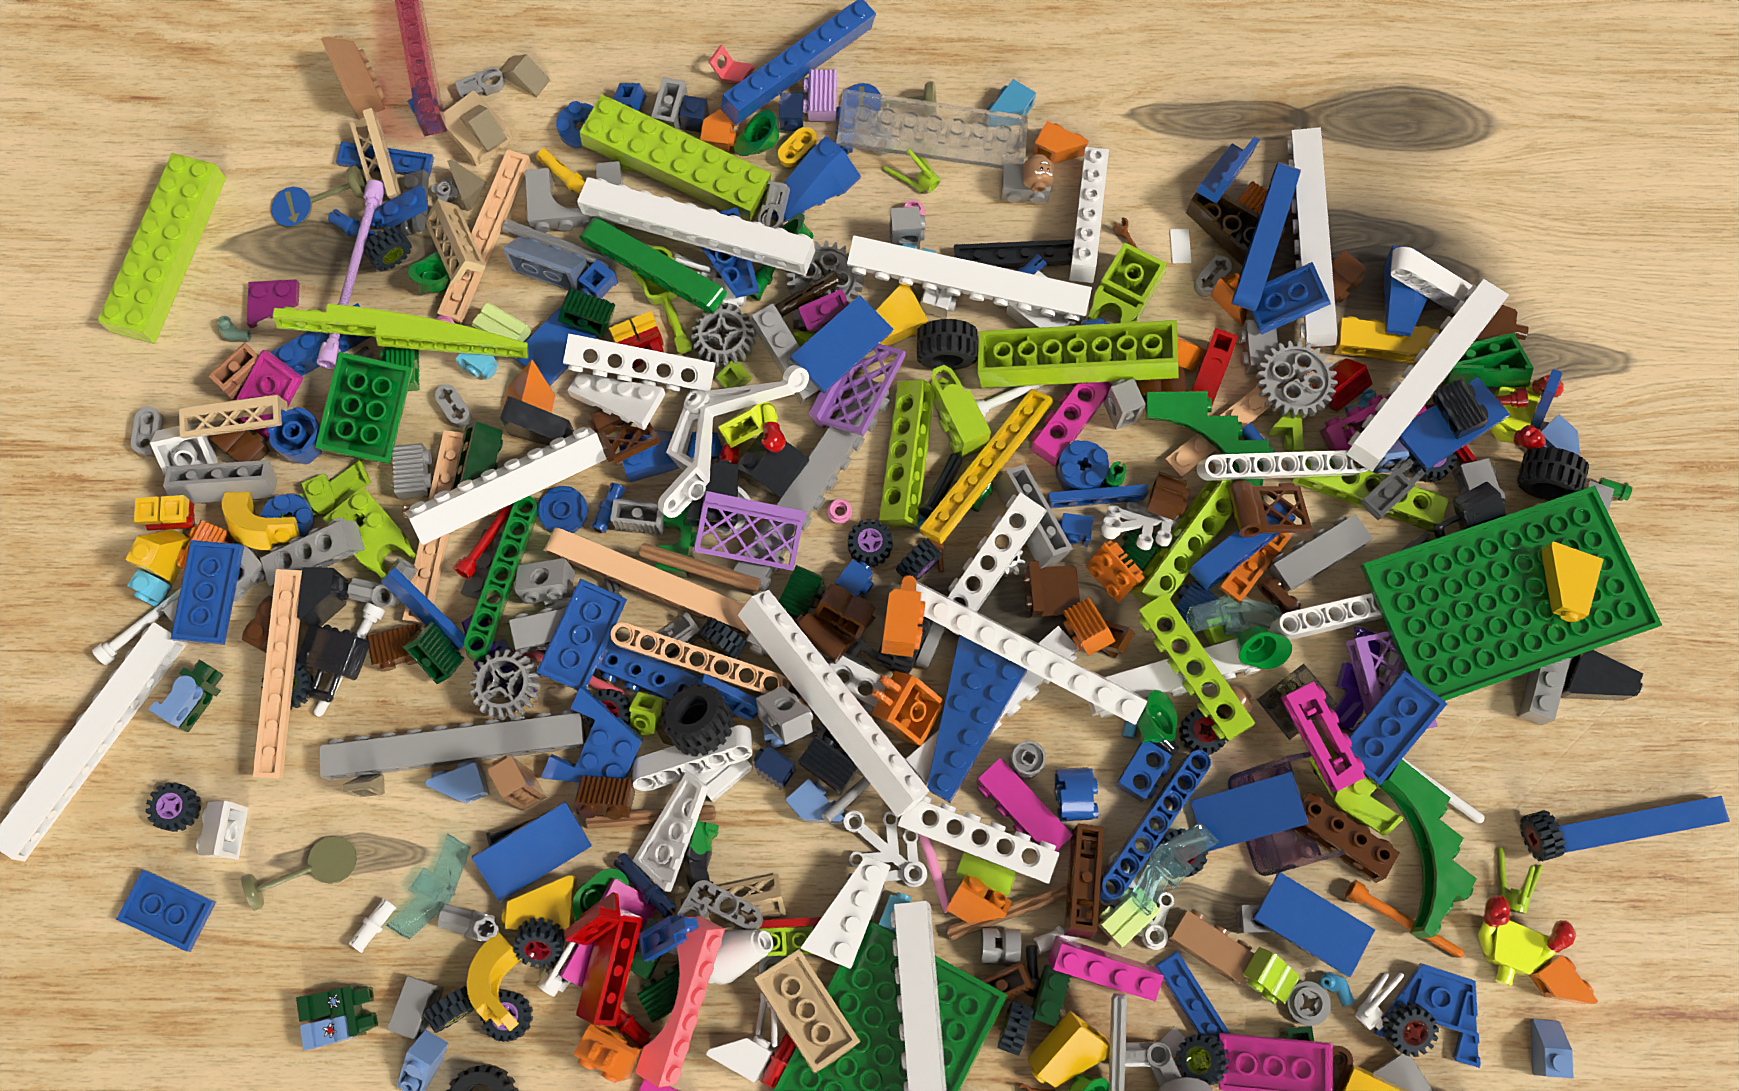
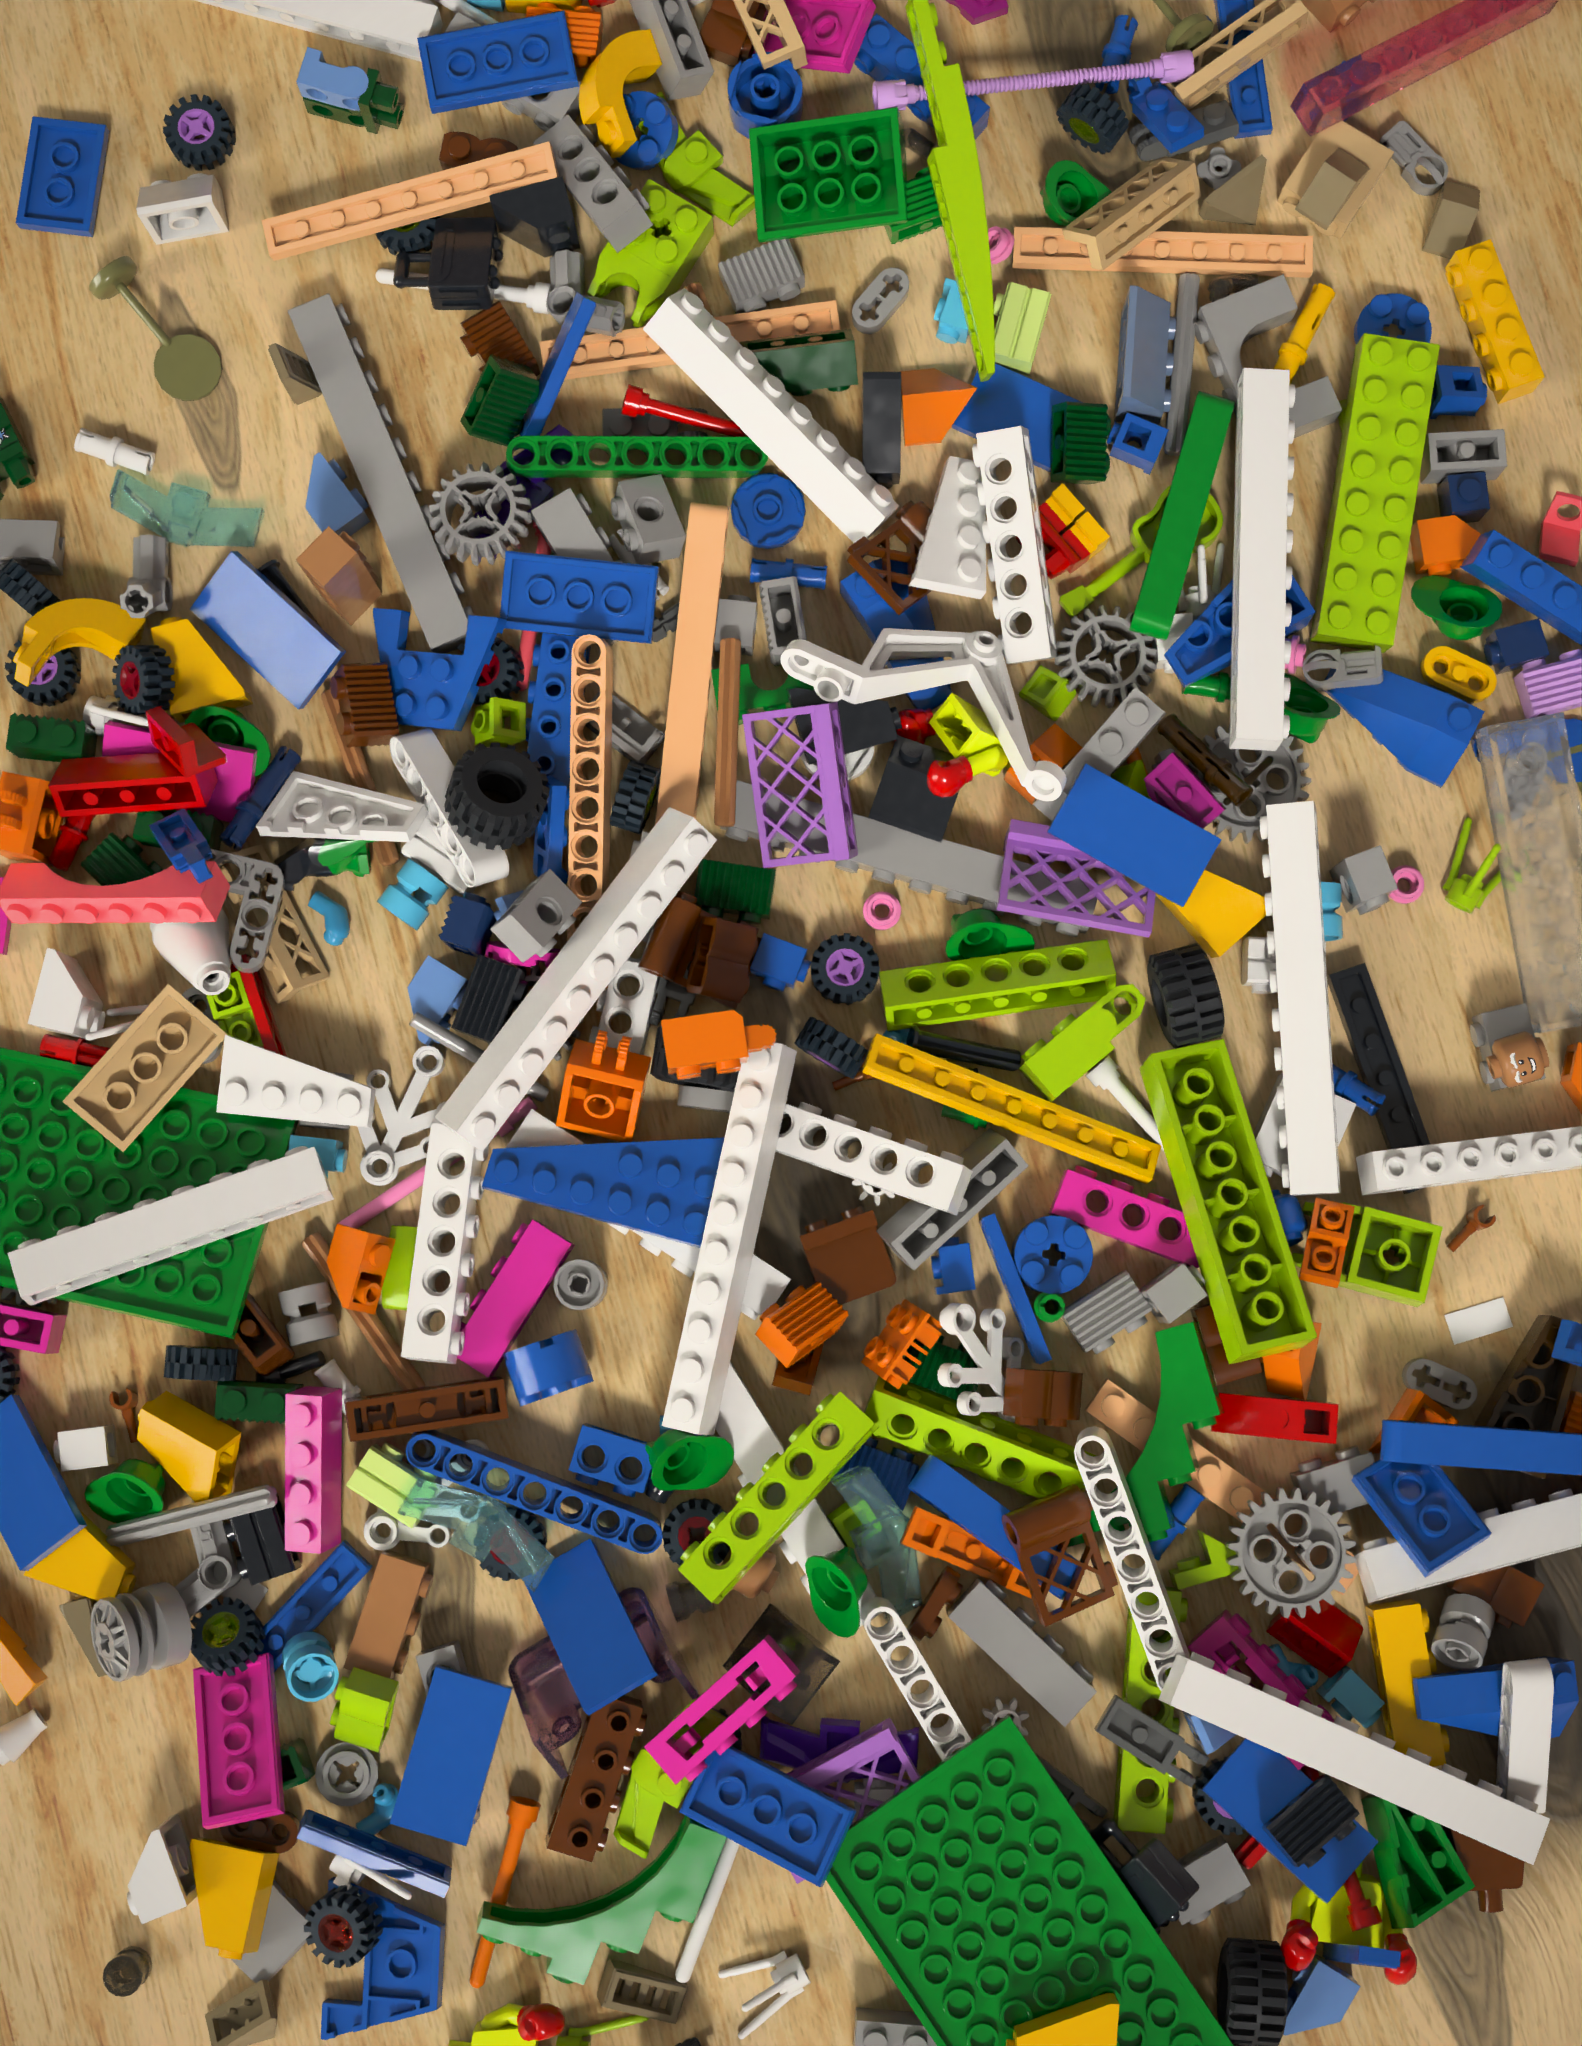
camera: 80 degrees right, 10 degrees up
(518, 202) = (1230, 284): none -> clear smoke arm
(557, 1022) = (50, 738): none -> dark green brick
(594, 68) = (1494, 322): none -> yellow brick
(629, 544) = (737, 620): none -> light grey brick
(739, 858) = (335, 917): none -> dark azure arm
(741, 801) = (411, 908): none -> medium azure wheel
(784, 404) = (1051, 746): none -> orange slope
(802, 743) = (500, 952): none -> dark pink tile
(874, 452) = (984, 934): none -> green piece
(1115, 307) = (1326, 1242): none -> orange slope
(1124, 445) = (1106, 1312): none -> light grey brick
(1148, 1019) = (262, 1544): none -> black brick
(1235, 1006) = (309, 1666): none -> medium azure wheel
(1243, 747) = (686, 1599): none -> clear smoke wheel
(1353, 576) = (1001, 1710): none -> white gear
(1363, 299) = (1463, 1632): none -> light grey wheel
(1366, 996) = (374, 1853): none -> blue tile
(1386, 373) = (1352, 1697): none -> medium azure brick
(1475, 860) = (630, 1973): none -> dark tan slope
(1493, 751) = (788, 1979): none -> white plant

